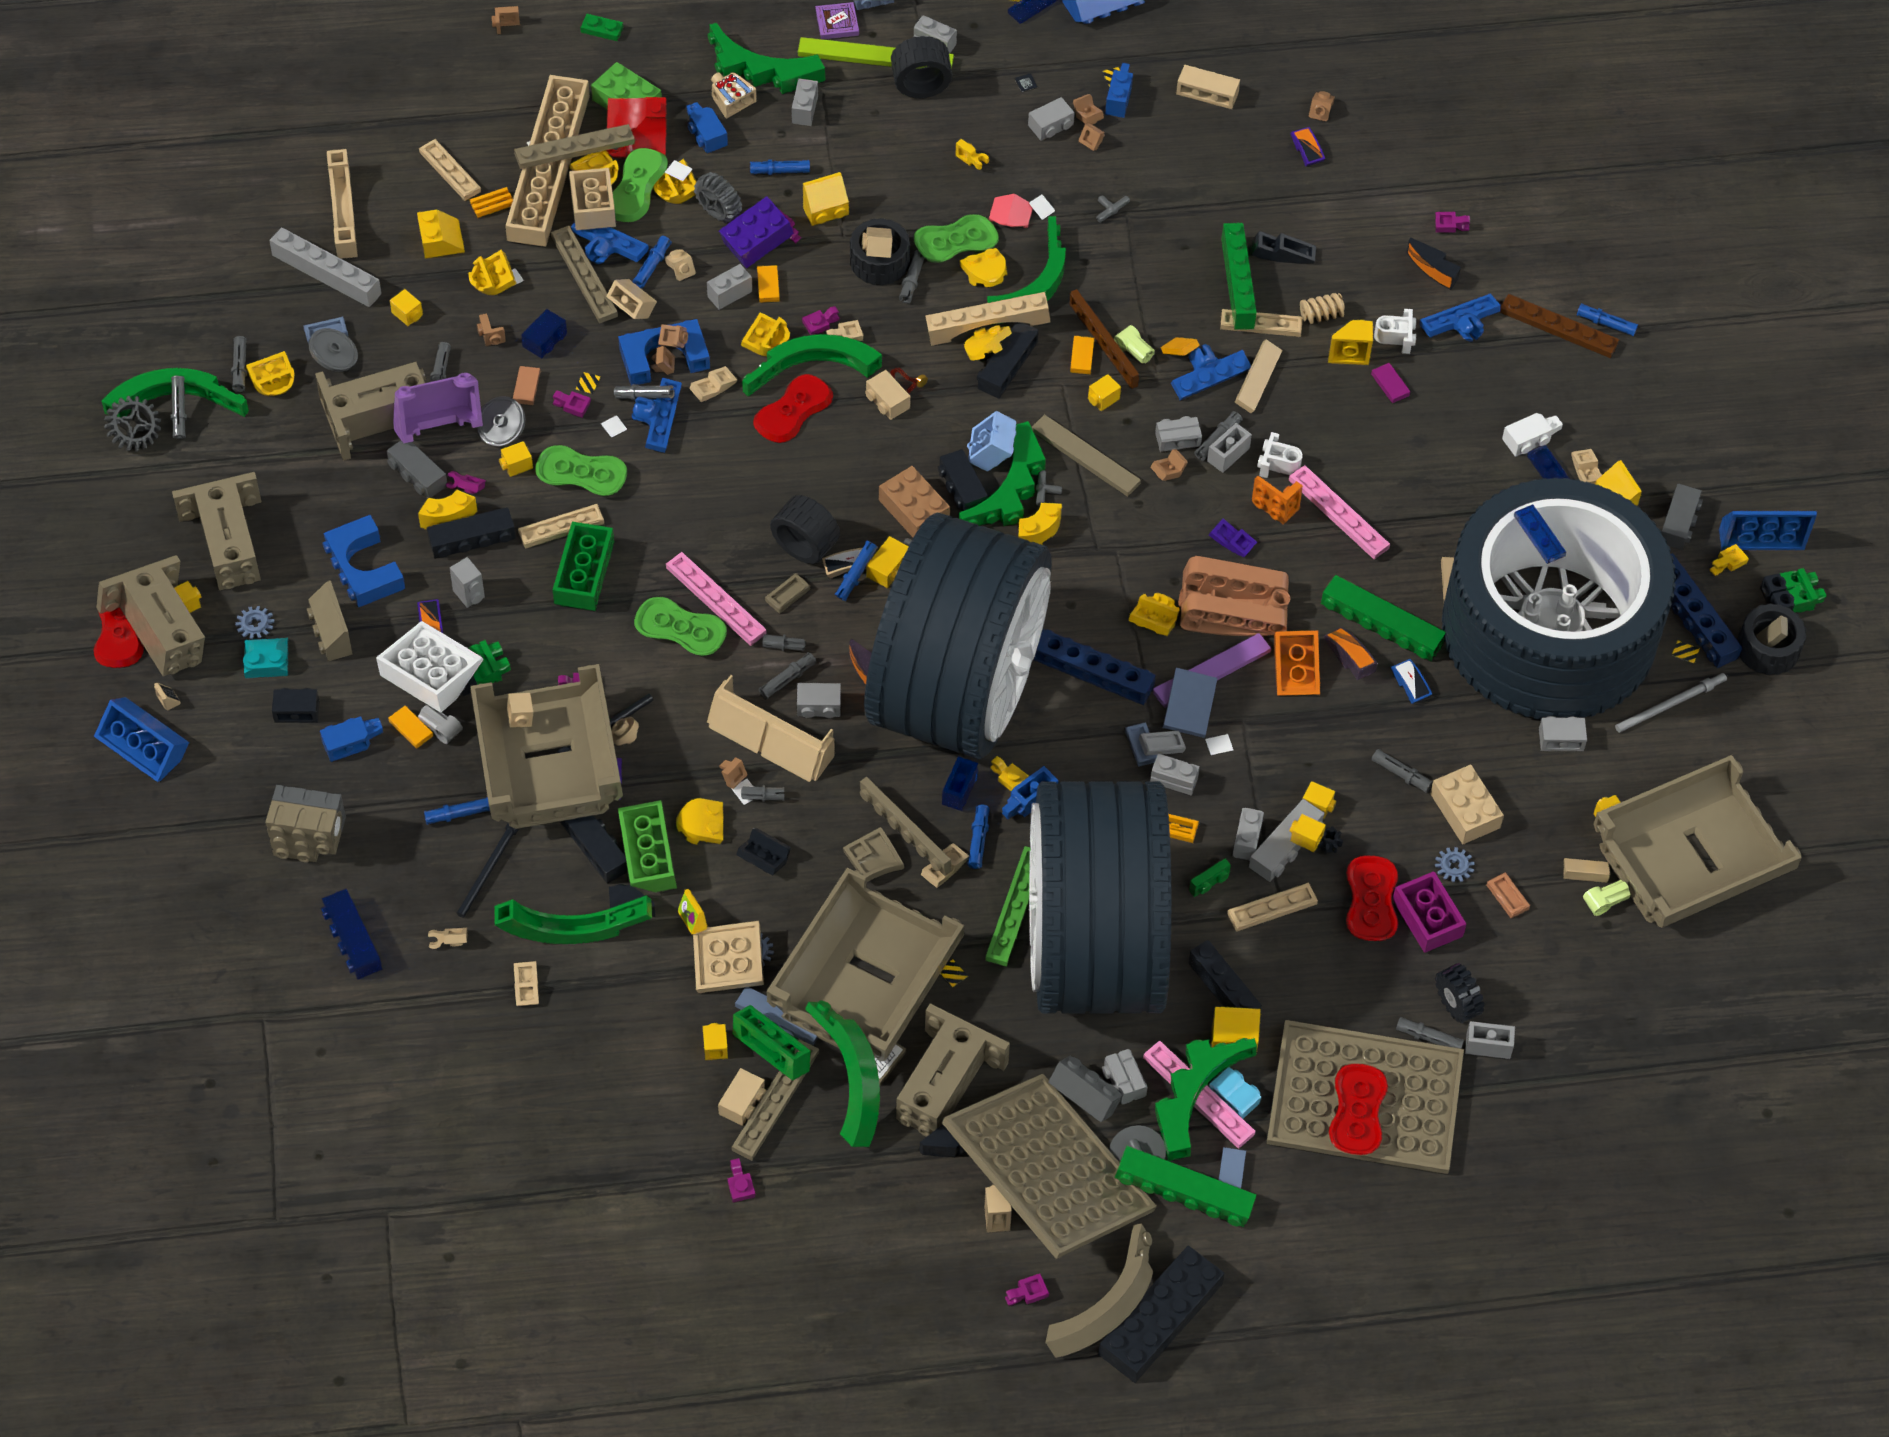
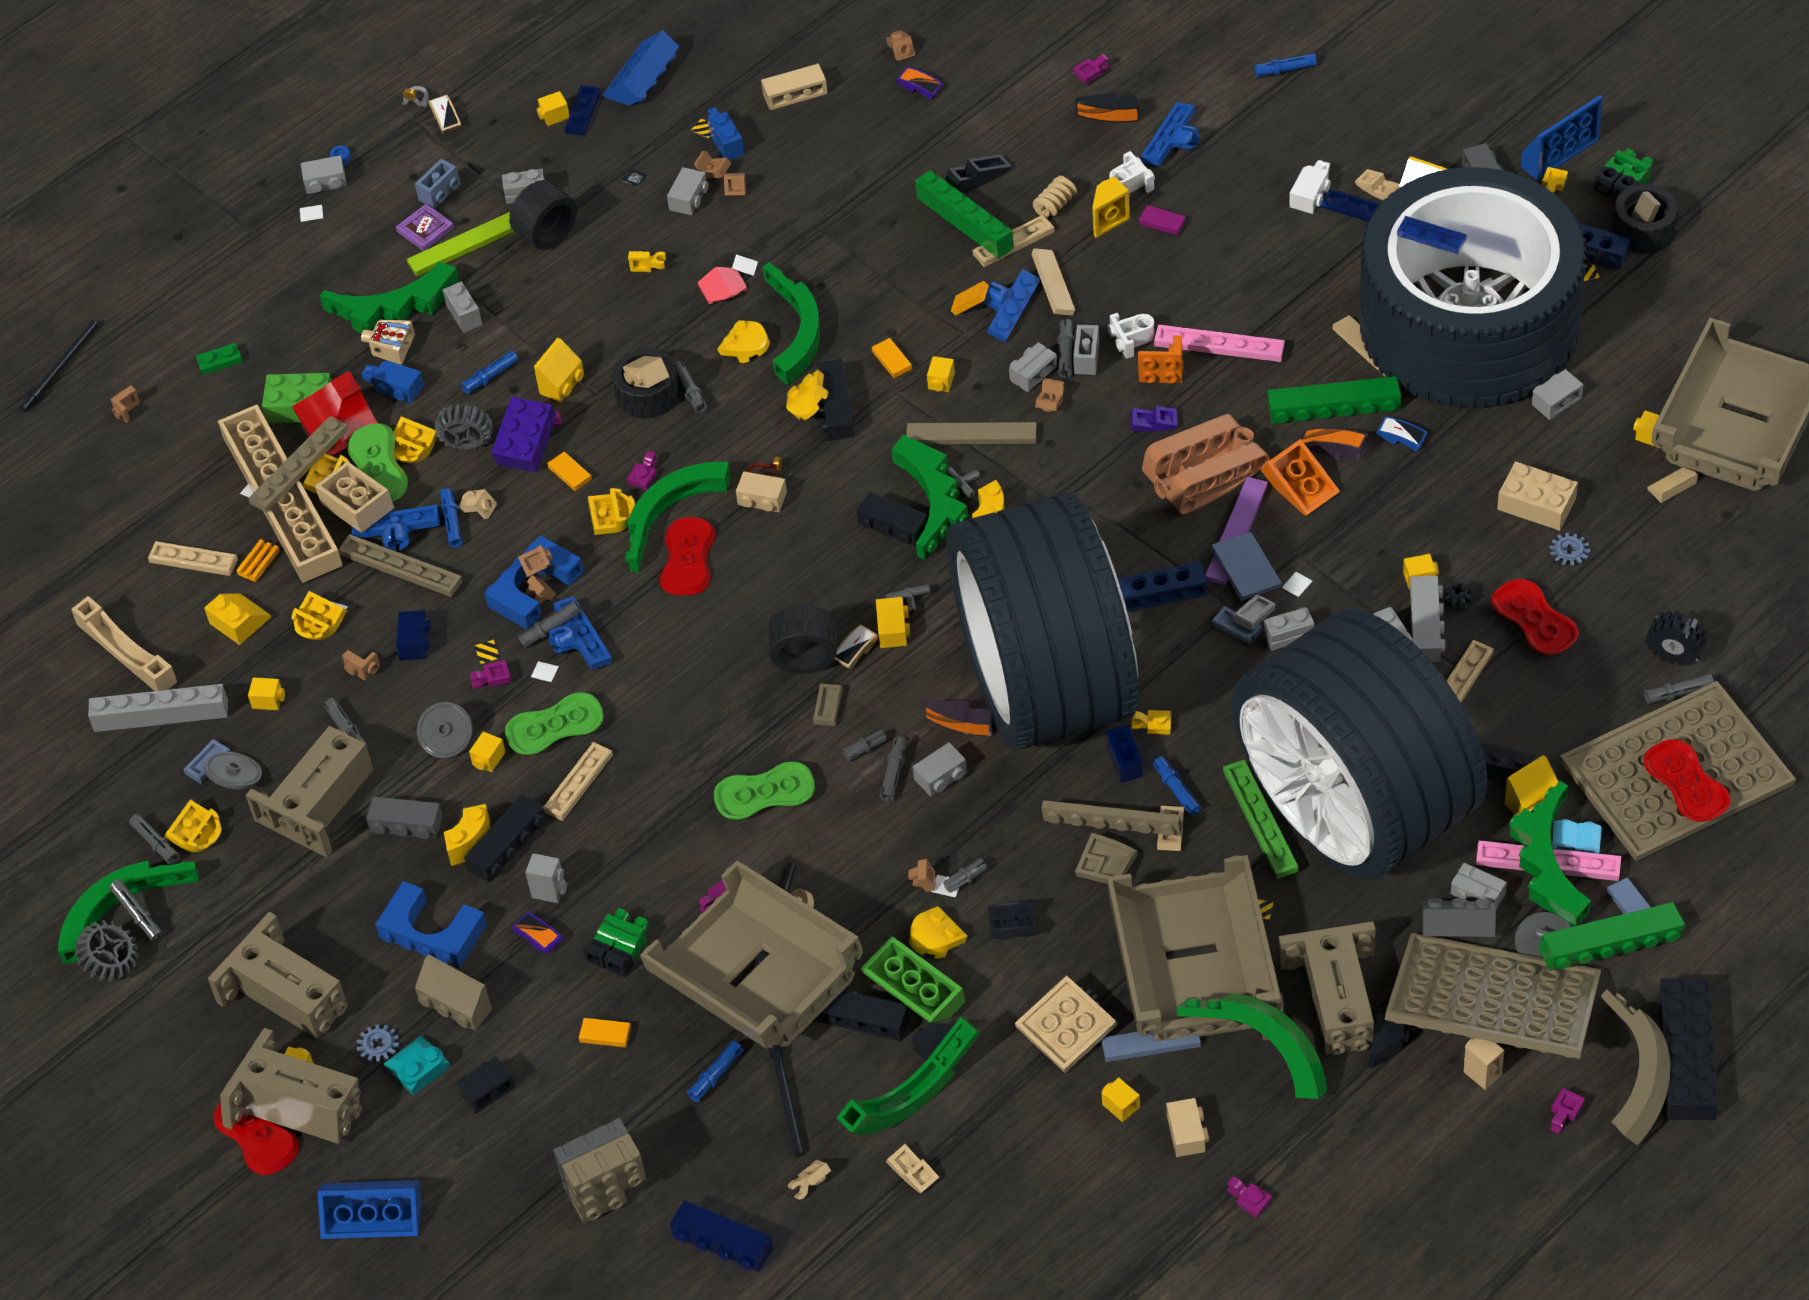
camera: 30 degrees left, 5 degrees down
(166, 696) = (357, 1159): tan slope -> none
(349, 737) = (559, 1077): blue hinge -> none
(429, 666) = (579, 968): white slope -> none
(436, 405) = (380, 749): medium lavender windscreen -> none
(444, 727) = (637, 1011): light grey piece -> none
(468, 483) = (463, 799): magenta plate -> none
(520, 710) = (699, 946): tan brick -> none
(526, 385) = (435, 686): nougat tile -> none
(583, 566) = (634, 797): green brick -> none
(631, 299) = (464, 557): tan brick -> none
(678, 170) = (406, 428): white sticker -> none
(692, 913) = (1002, 1010): slope -> none
(714, 384) = (600, 581): tan slope -> none
(716, 598) = (772, 748): bright pink plate -> none
(729, 286) = (540, 493): light grey brick -> none
(768, 1111) = (1215, 1110): dark tan plate -> none
(769, 734) = (925, 824): tan piece -> none
(771, 1042) = (1173, 1063): green brick -> none
(848, 329) = (677, 461): tan plate -> none
(852, 577) = (873, 654): blue pin -> none
(911, 499) = (868, 561): medium nougat brick -> none
(967, 234) = (695, 339): bright green plate -> none
(992, 441) = (889, 468): light blue brick -> none
(1025, 309) = (759, 405): tan arch -> none
(1025, 793) = (1190, 721): blue hinge -> none
(1104, 339) = (899, 333): reddish brown tile -> none
(1111, 209) = (805, 229): dark grey piece -> none
(1130, 340) = (921, 321): yellowish green piece -> none
(1155, 613) = (1150, 516): yellow slope -> none
(1307, 832) = (1443, 597): yellow brick -> none
(1410, 775) = (1462, 505): dark grey pin -> none
(1429, 912) = (1590, 595): magenta brick -> none
(1490, 1040) = (1731, 658): light grey brick -> none
(1508, 895) = (1633, 544): nougat tile -> none
(1559, 325) = (1252, 93): reddish brown plate -> none
(1603, 898) = (1707, 496): yellowish green piece -> none
(1705, 686) = (1626, 288): light grey bar -> none

